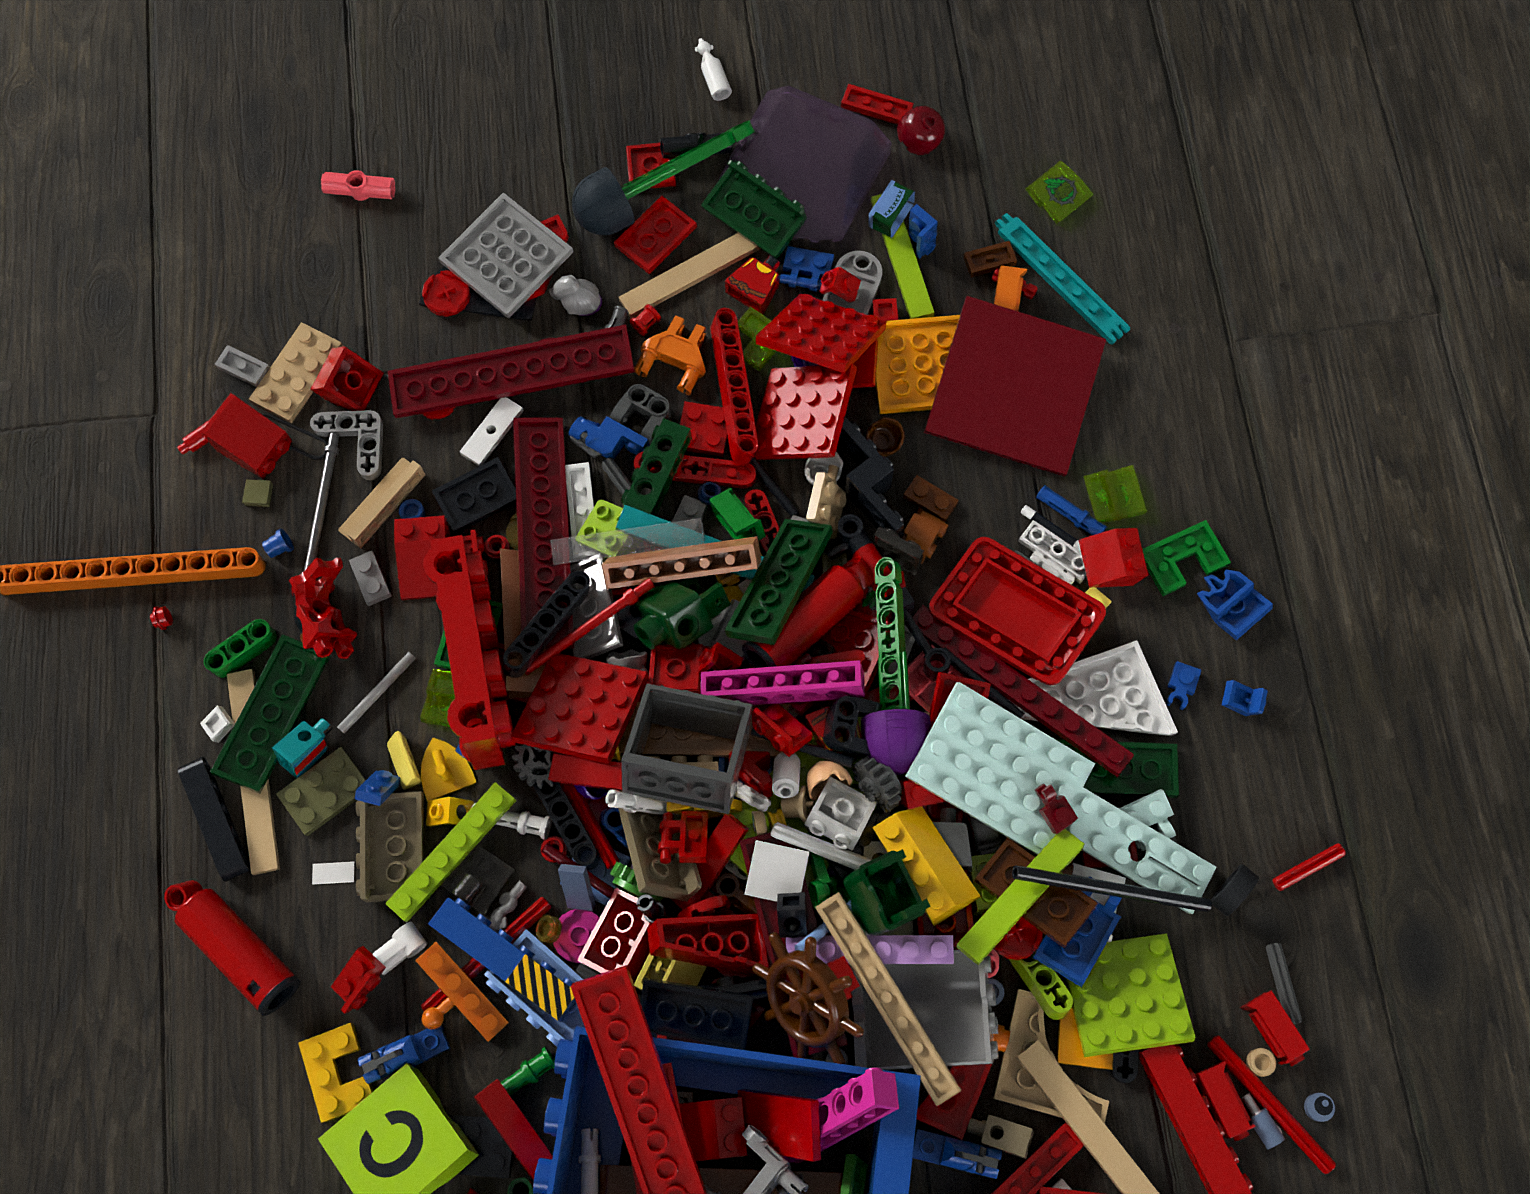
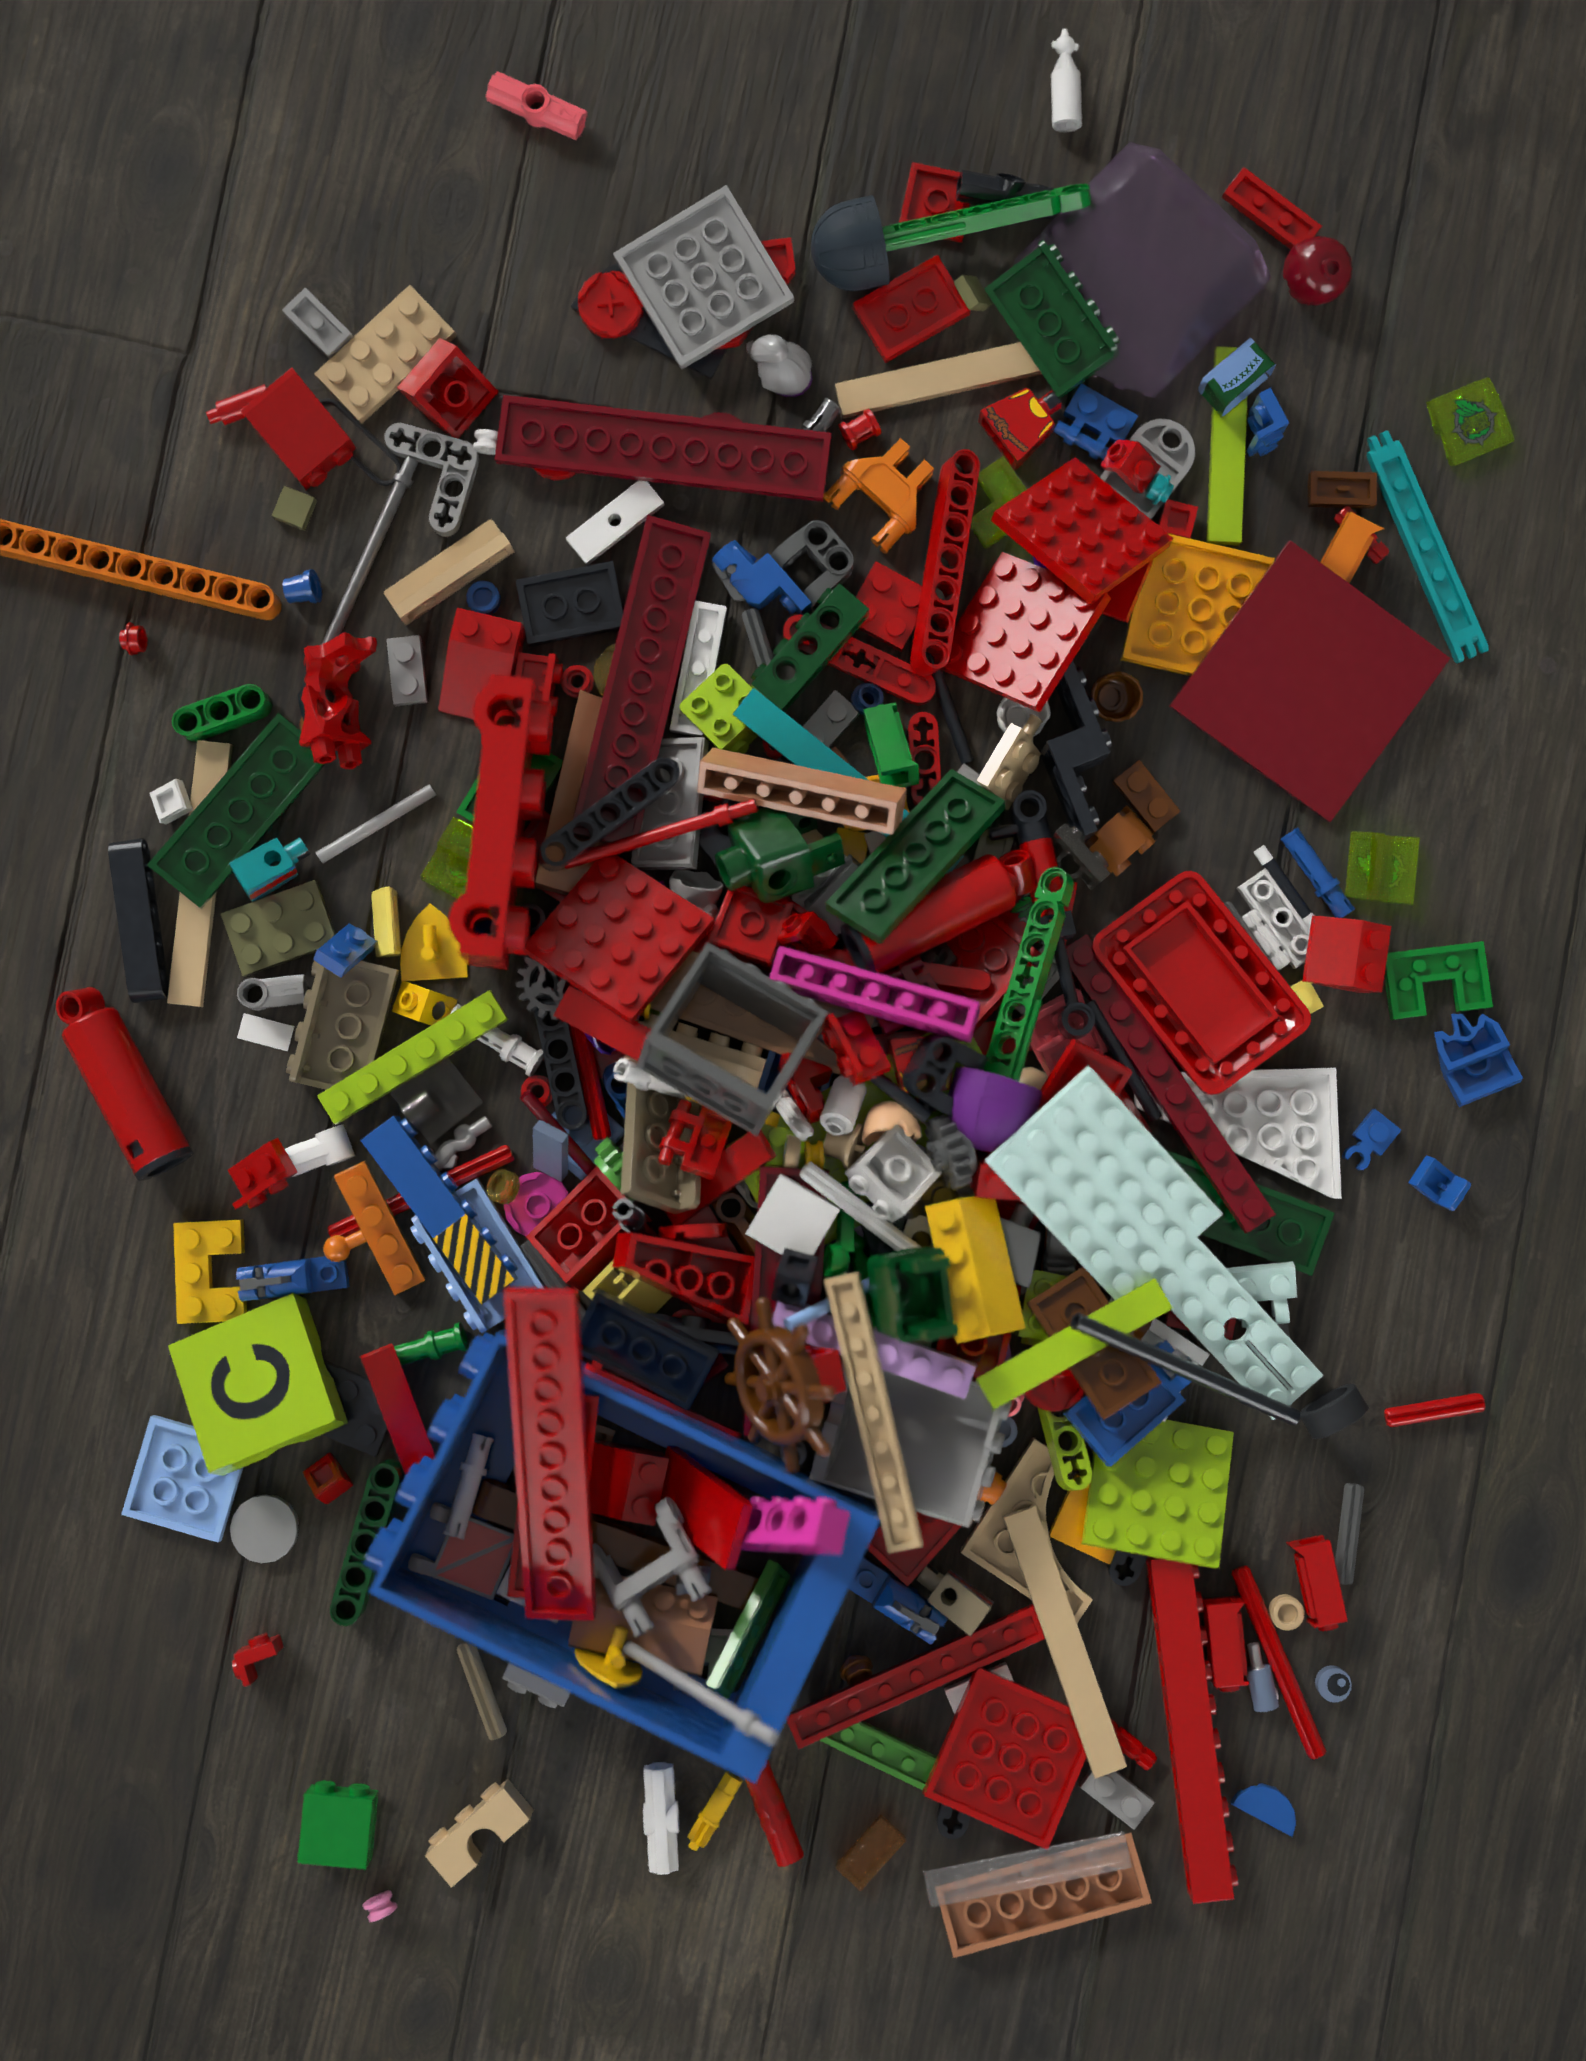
camera: 15 degrees right, 15 degrees up
(333, 838) = (276, 991): none -> light grey piece
(384, 406) = (486, 441): none -> white bush
(627, 541) = (742, 738): clear tile -> none
(694, 212) = (972, 293): none -> olive tile
(865, 294) = (1159, 488): none -> teal plate
(1057, 810) = (1155, 1258): dark red plate -> none

